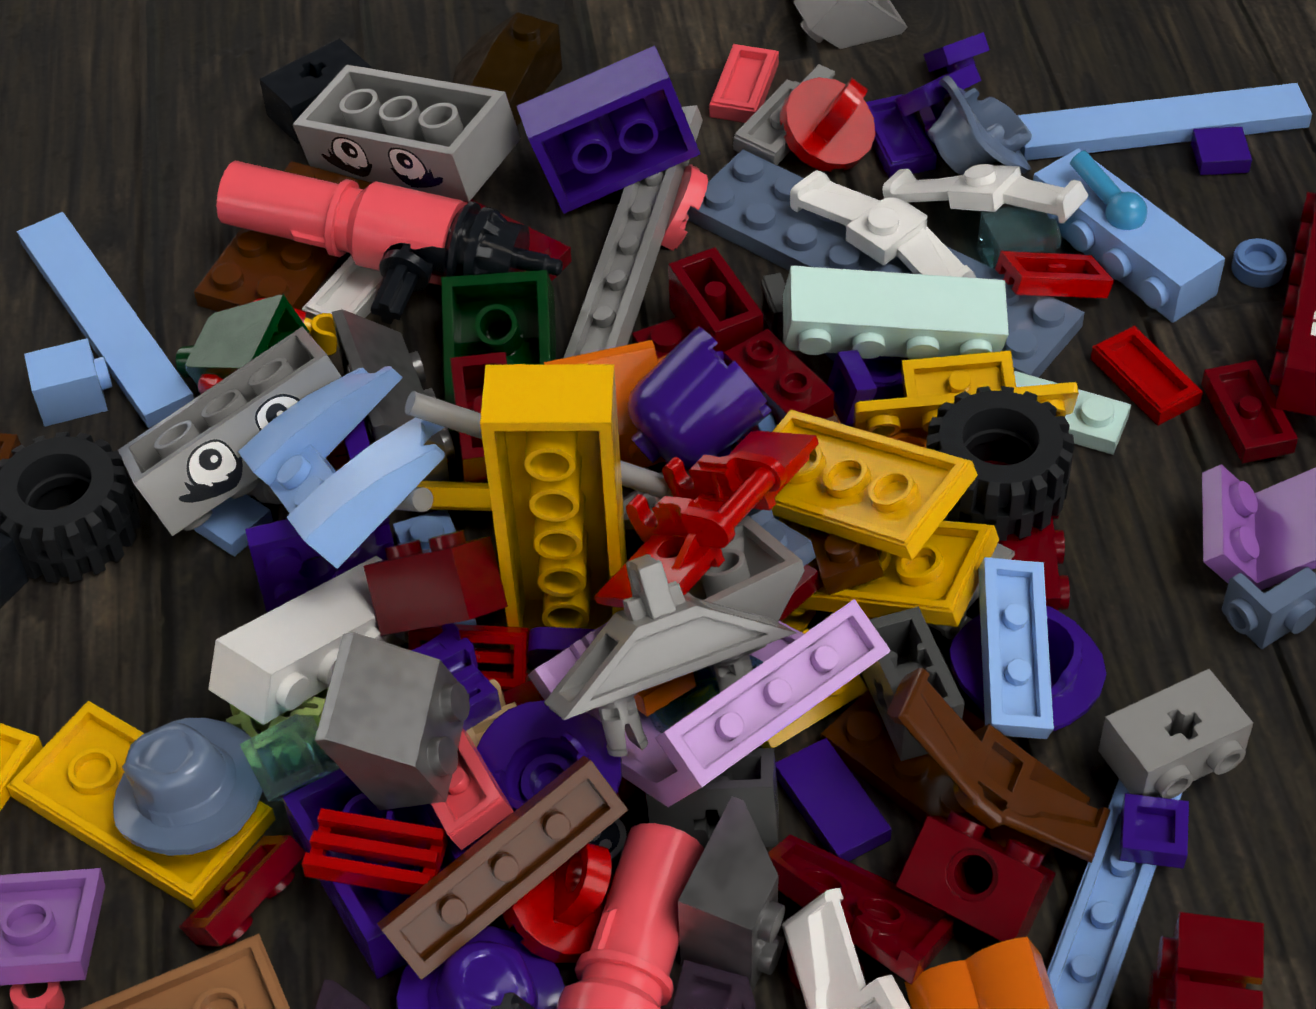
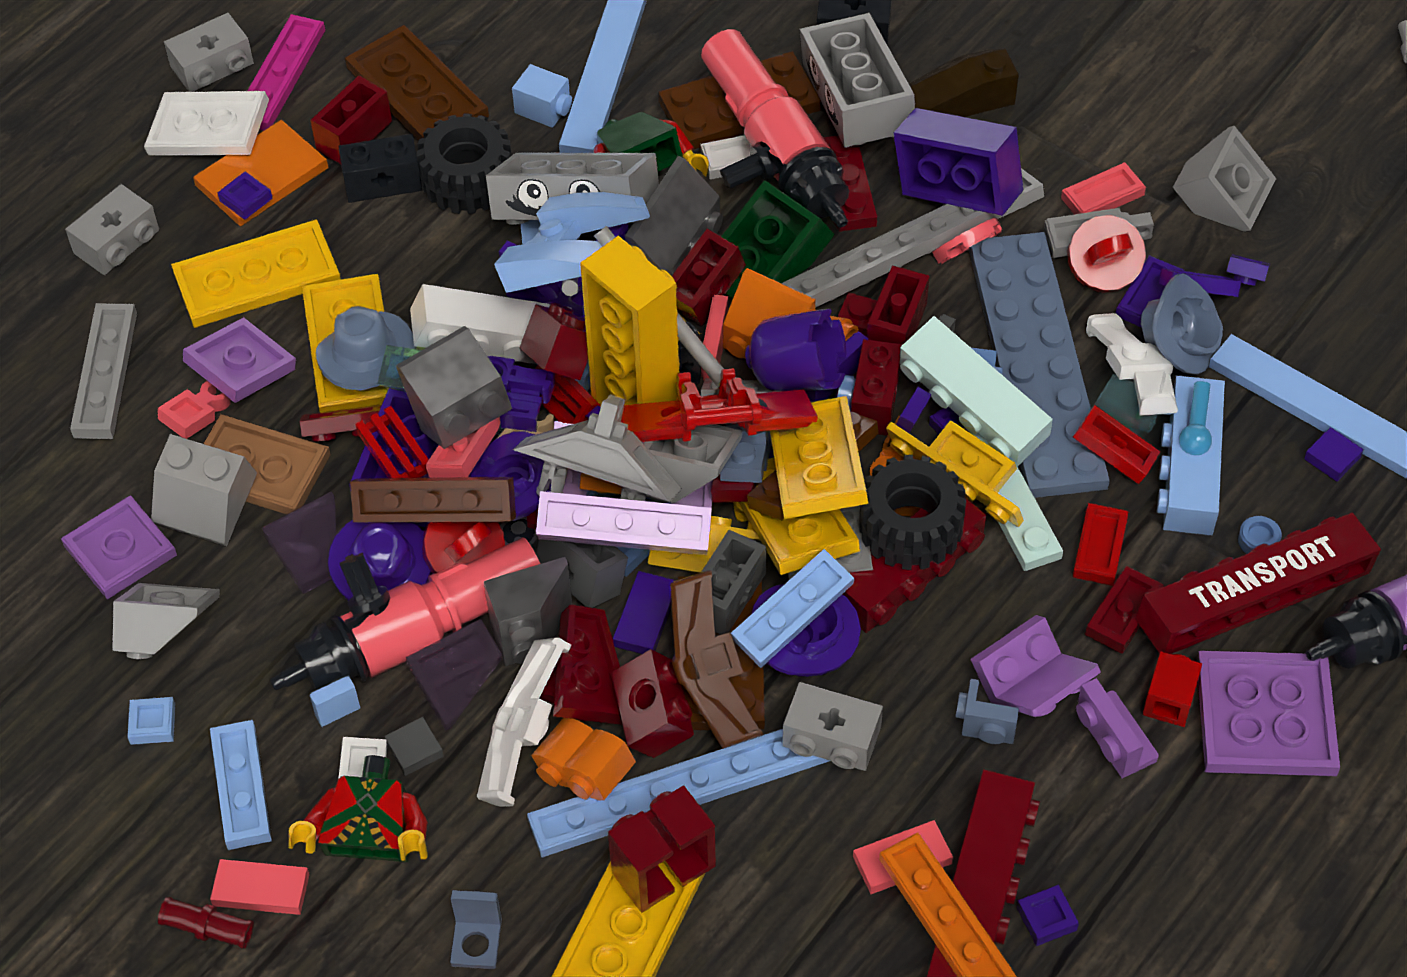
camera: 45 degrees right, 5 degrees up
(879, 227) = (1049, 341): white plate -> none
(1154, 831) = (768, 760): dark purple tile -> none

